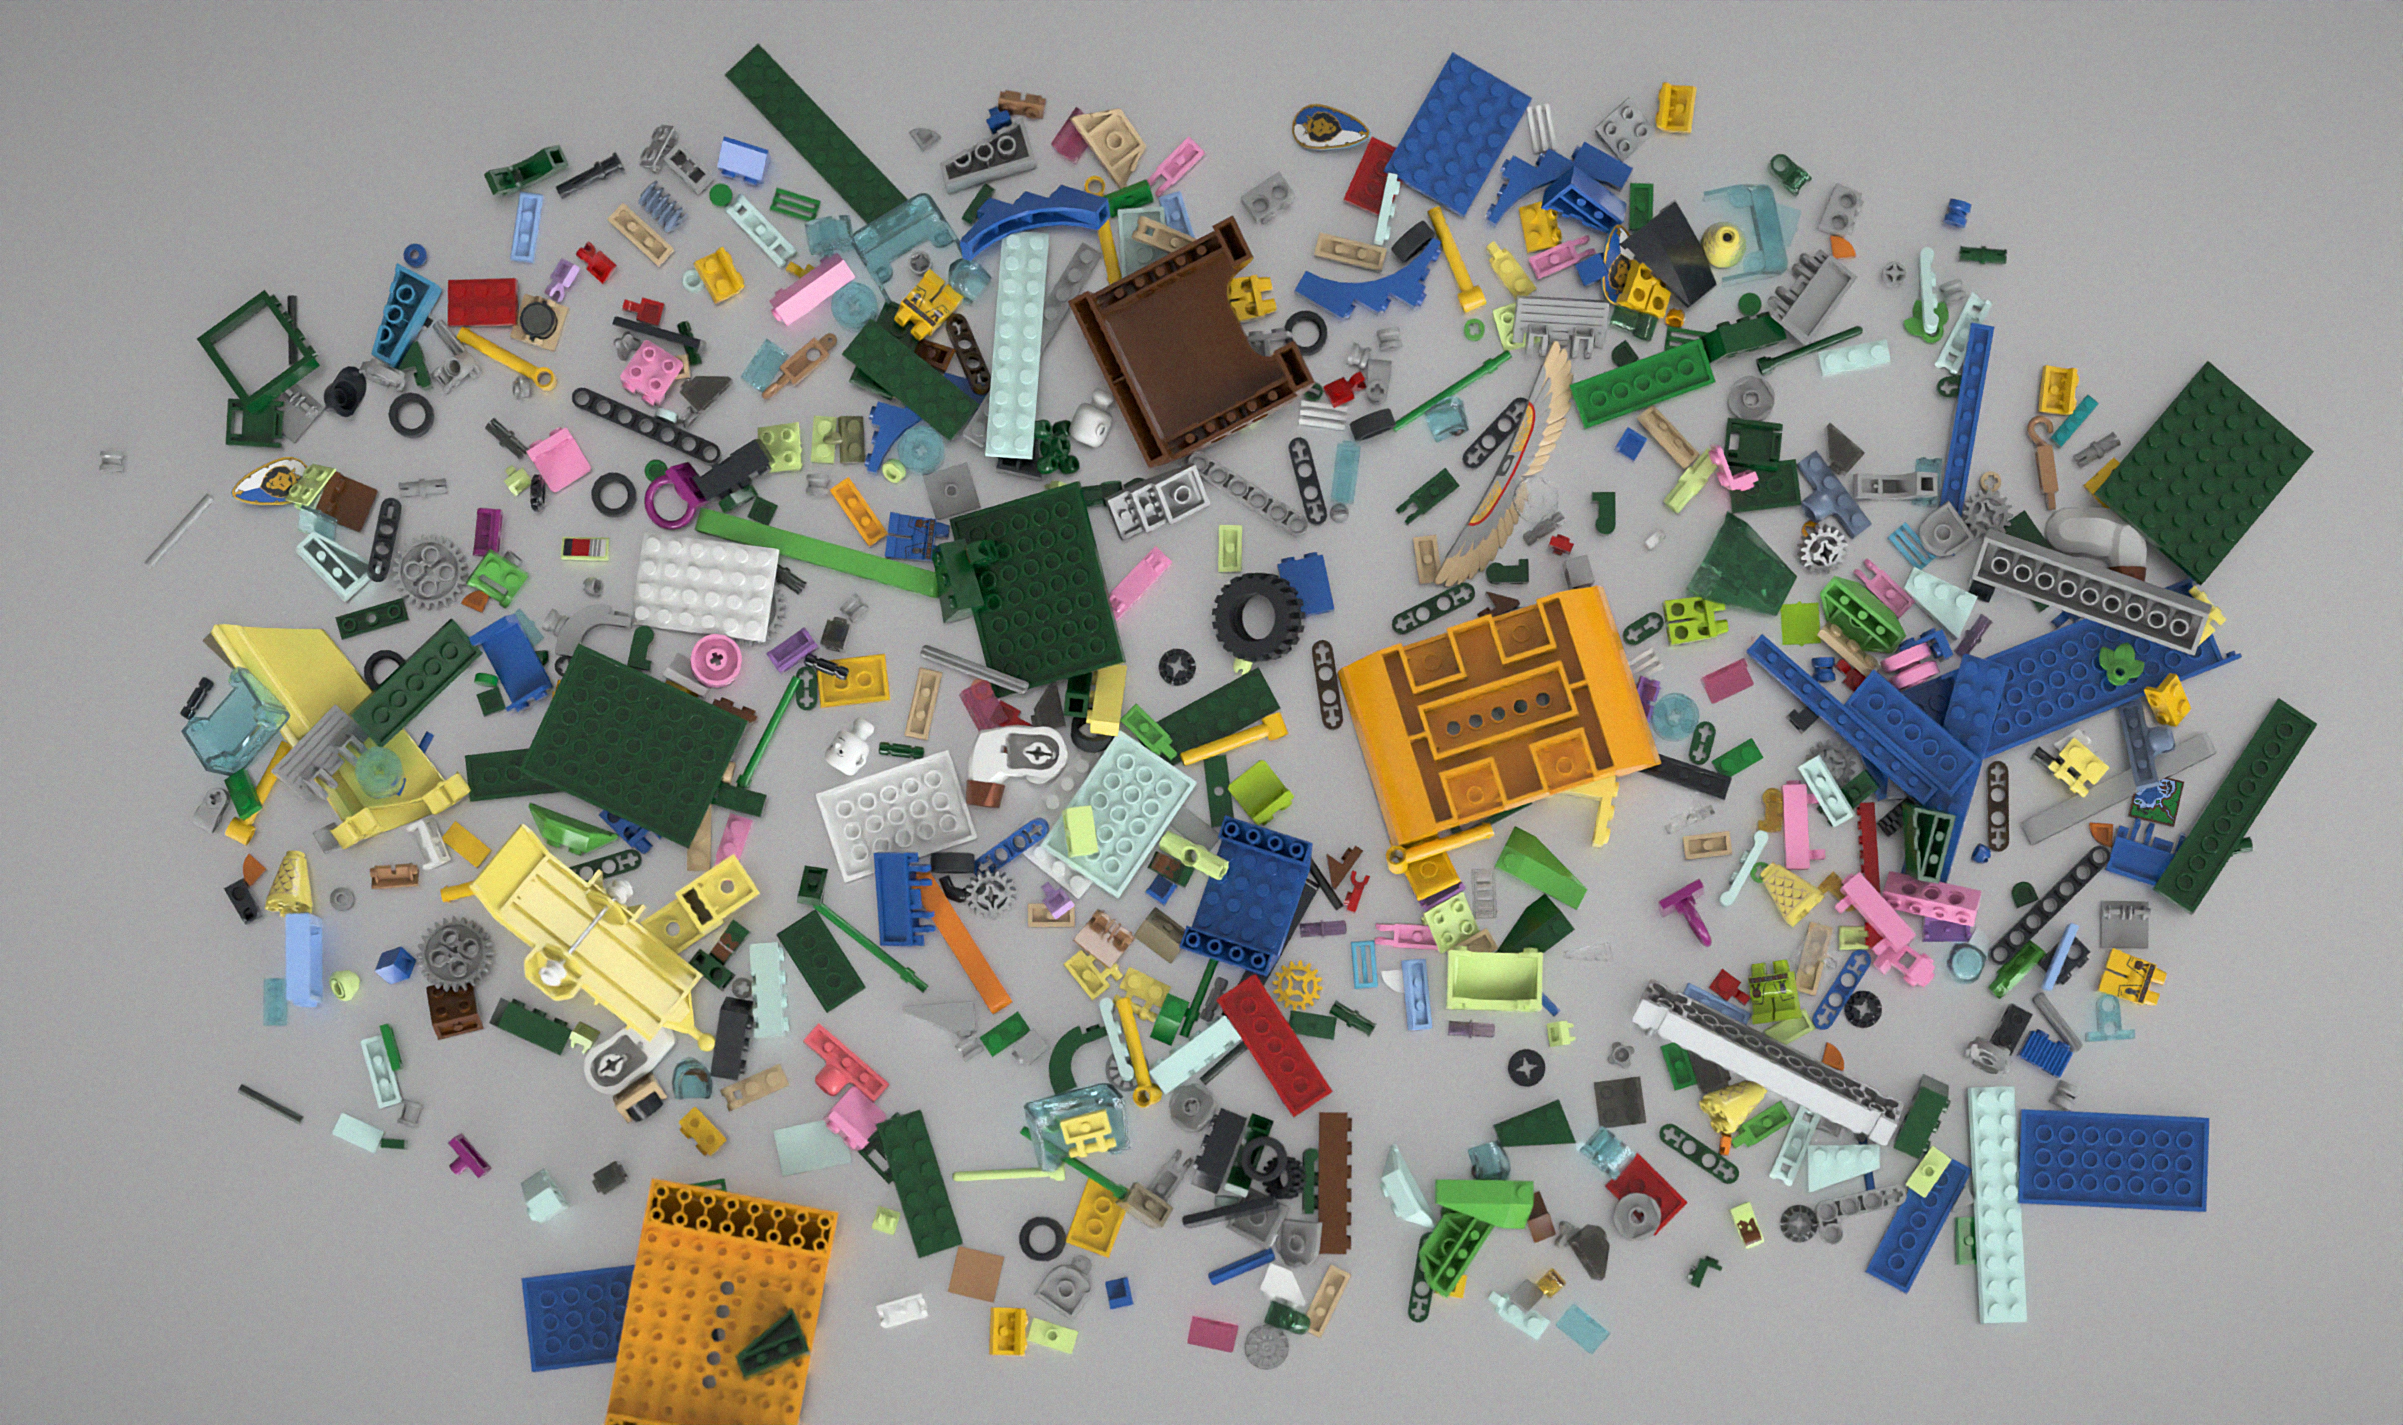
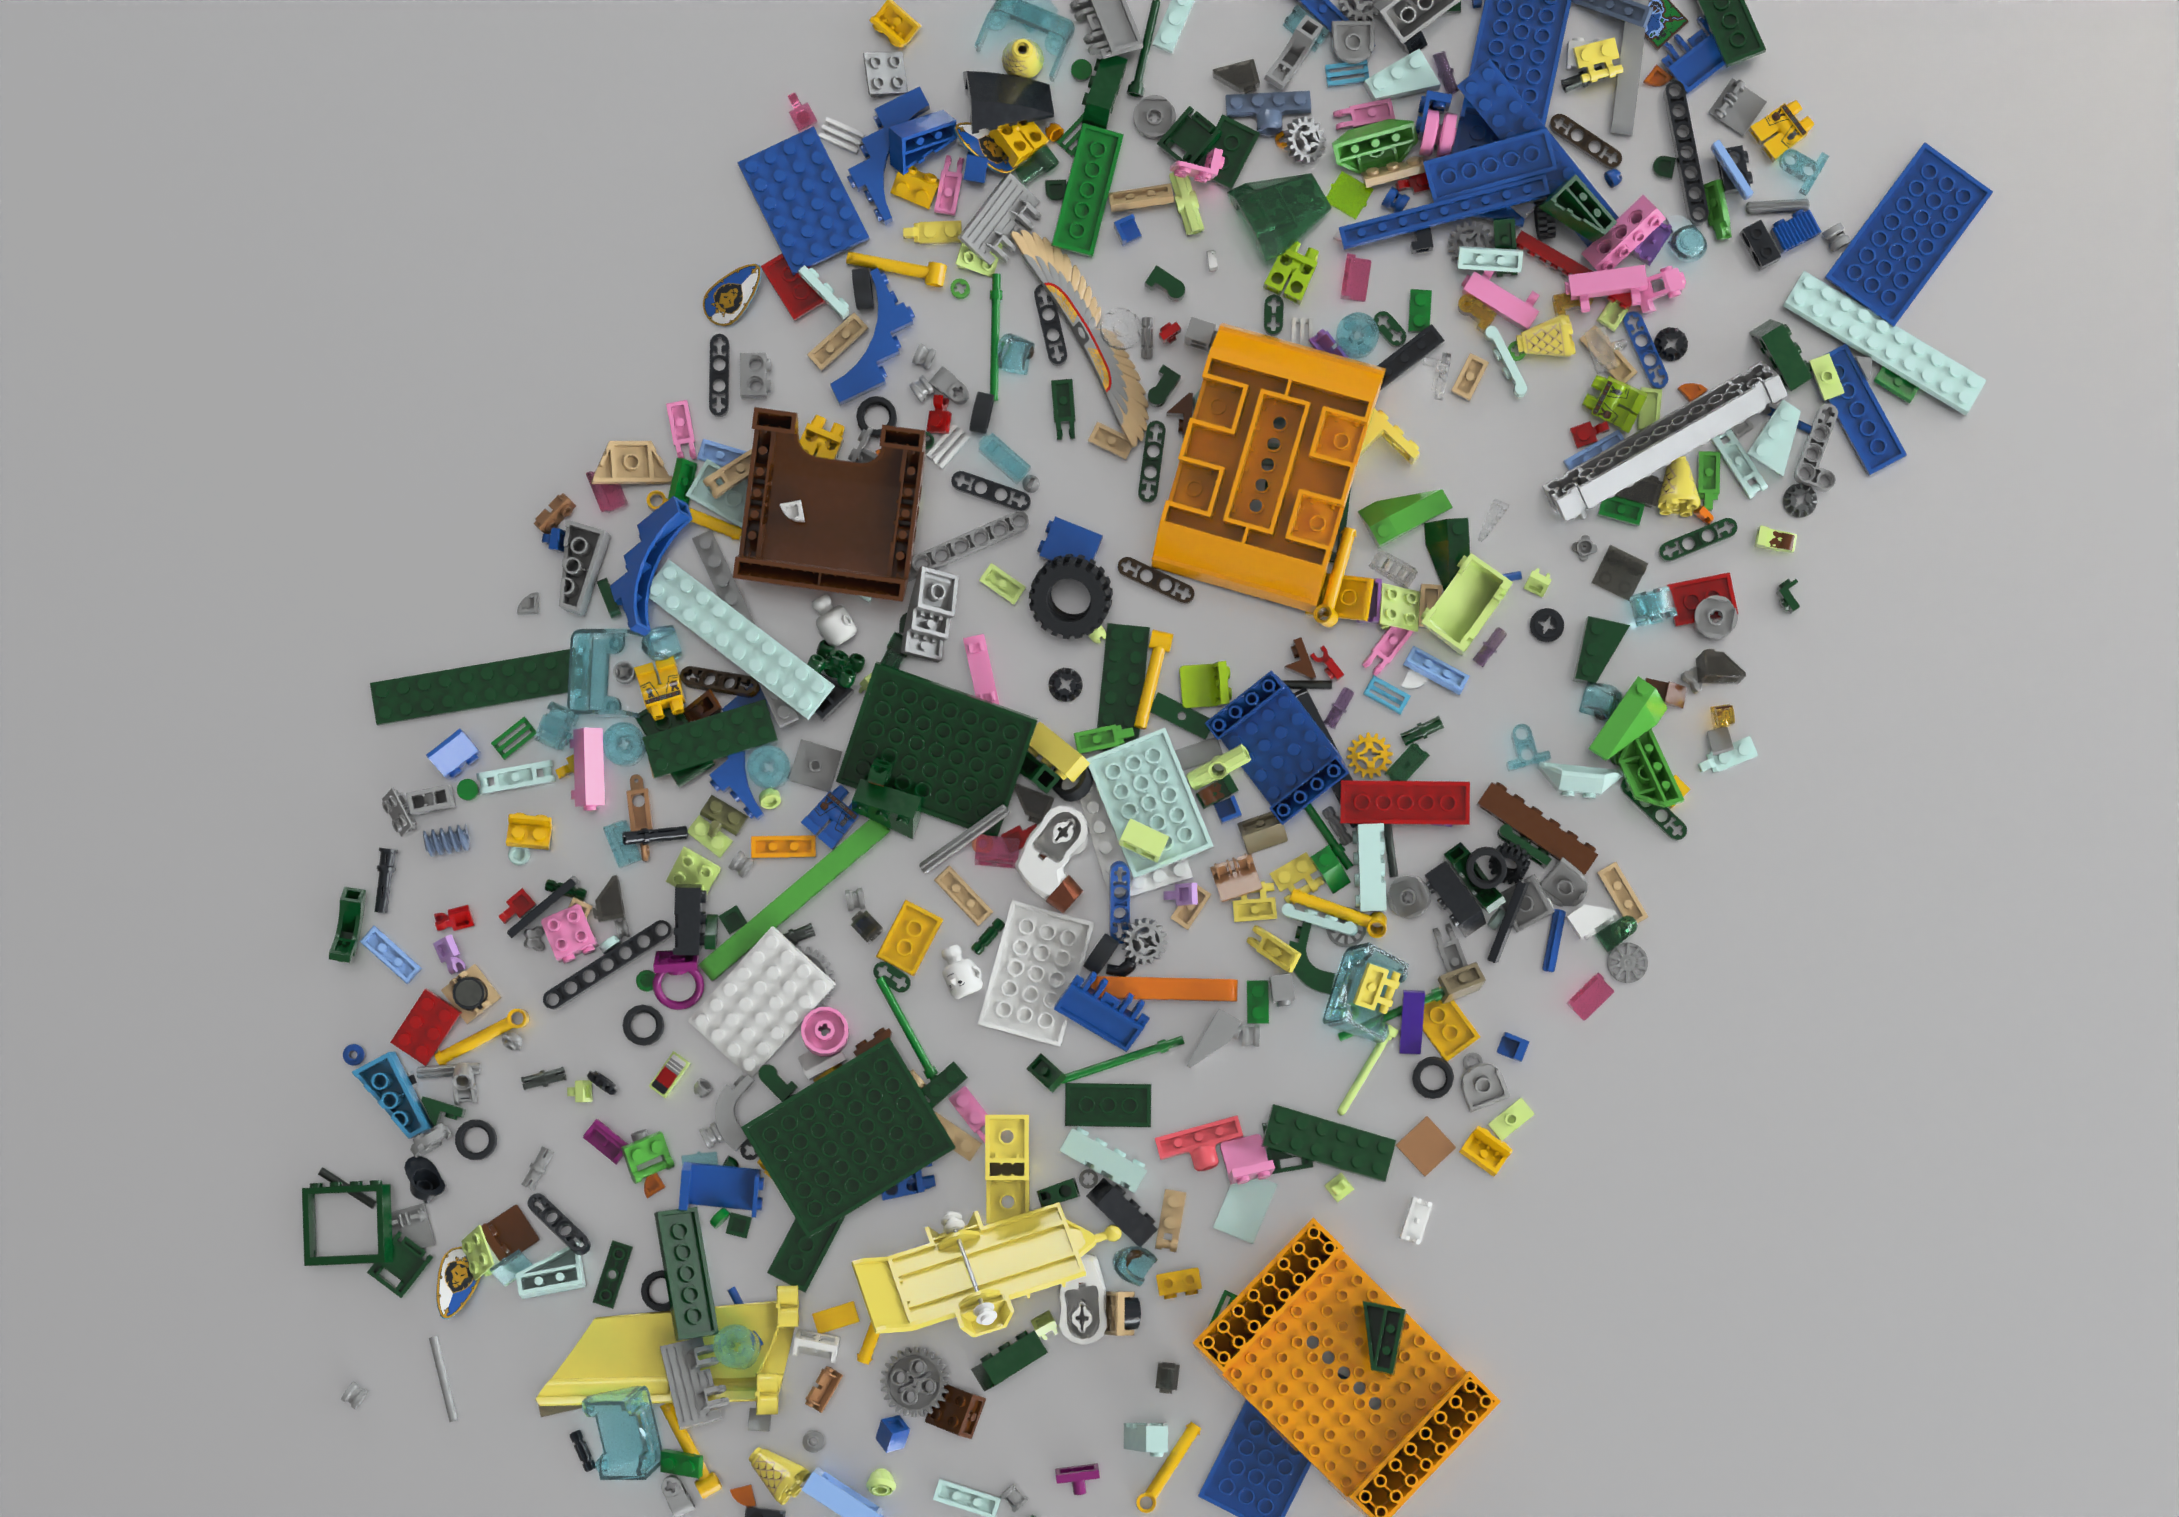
camera: 55 degrees left, 0 degrees up
(391, 1047) = (953, 1478): green tile -> none
(416, 556) = (587, 1208): light grey gear -> none
(540, 1234) = (1169, 1466): none -> yellow piece
(559, 459) = (587, 1048): bright pink bracket -> none
(570, 832) = (880, 1231): bright green wedge -> none
(598, 863) = (919, 1228): dark green beam -> none
(640, 234) = (456, 871): tan plate -> none
(729, 942) = (1047, 1165): leg -> none
(786, 384) = (654, 835): none -> black pin
(792, 650) = (855, 968): medium lavender hinge -> none
(826, 666) = (886, 950): black axle -> none
(1061, 1017) = (1275, 949): none -> light yellow hinge
(1079, 1185) = (1411, 1022): none -> dark purple tile
(1167, 315) = (793, 510): none -> white tile
(1245, 163) = (715, 375): none -> black beam
(1405, 1122) = (1529, 744): none -> clear light blue tile
(1535, 80) = (802, 114): none -> clear pink plate
(1582, 1328) = (1771, 715): clear light blue panel -> none
(1640, 205) = (951, 100): green plate -> none
(1684, 903) = (1504, 422): magenta tile -> none
(1988, 1056) = (1770, 273): light grey plate -> none

